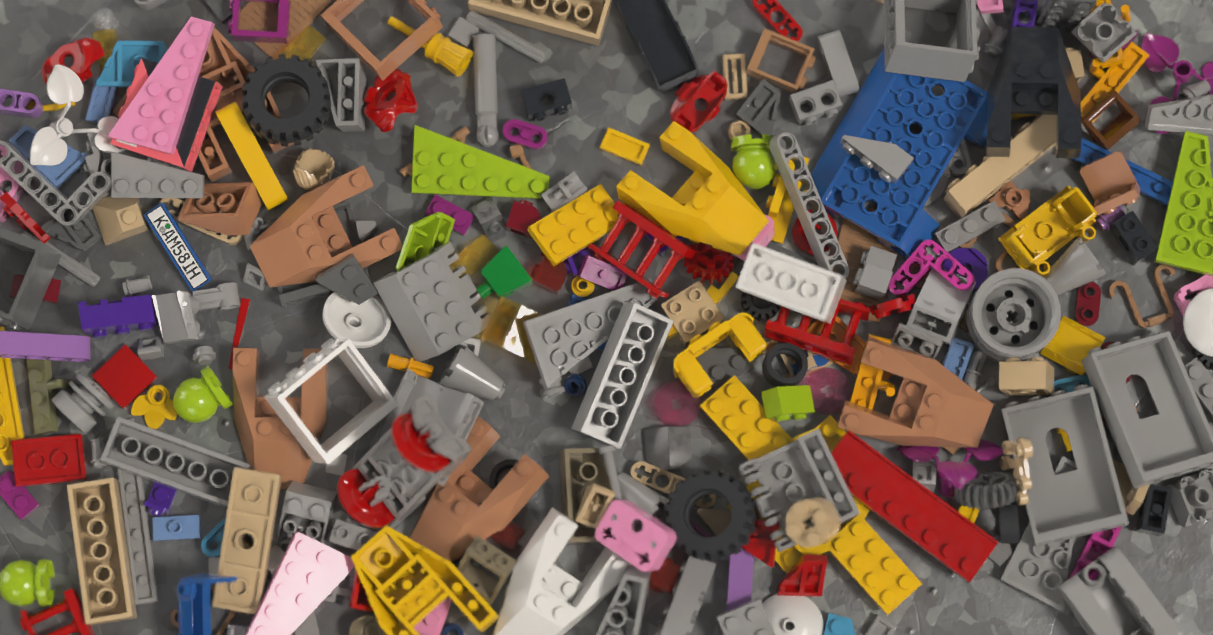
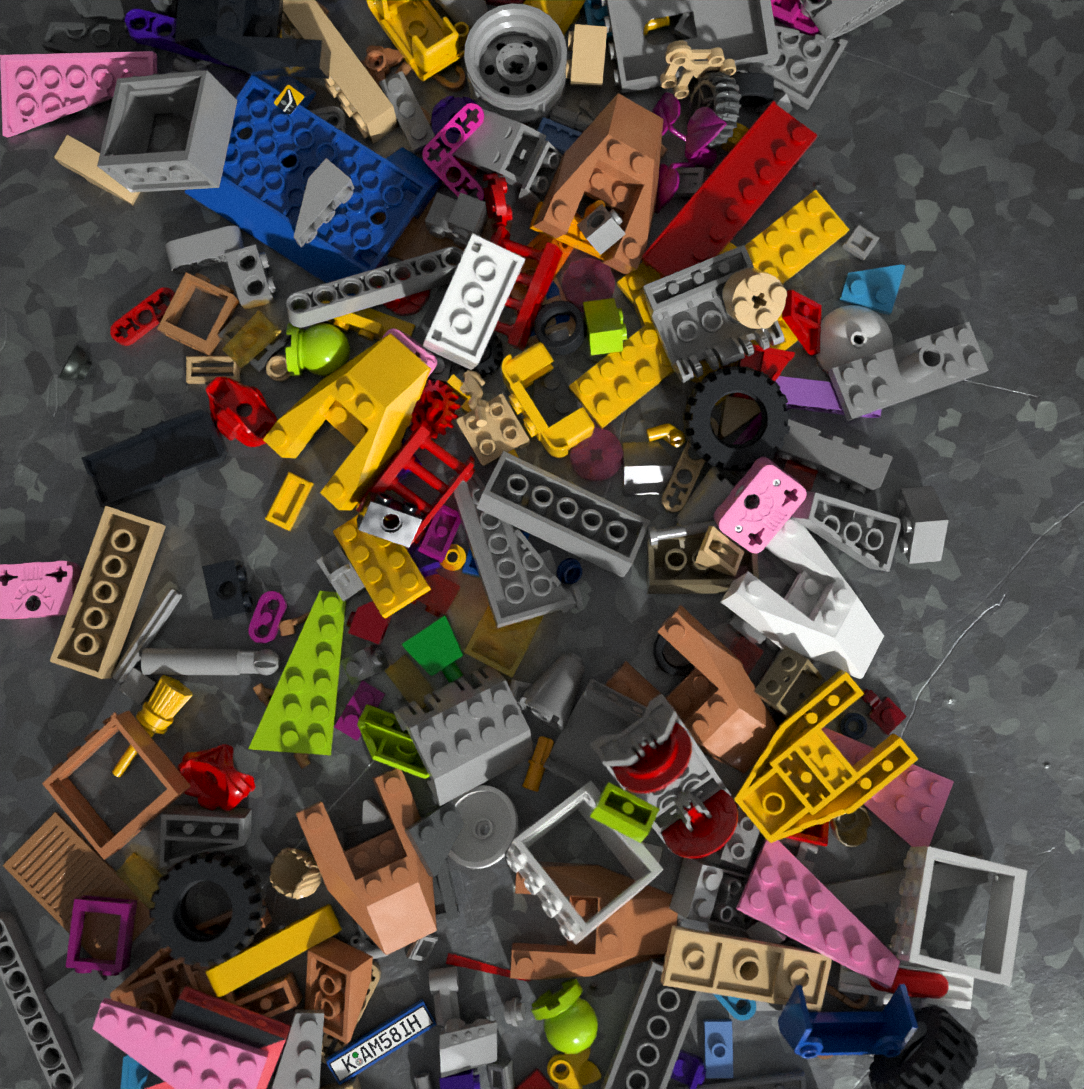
camera: 90 degrees left, 5 degrees up
(373, 428) = (624, 812): none -> lime brick
(601, 236) = (399, 530): none -> brick
(700, 461) = (668, 433): none -> yellow arm
(726, 292) = (472, 388): none -> tan animal
(760, 107) = (251, 339): none -> clear yellow slope
(869, 393) = (602, 228): none -> light grey brick
(968, 124) = (289, 99): none -> sticker

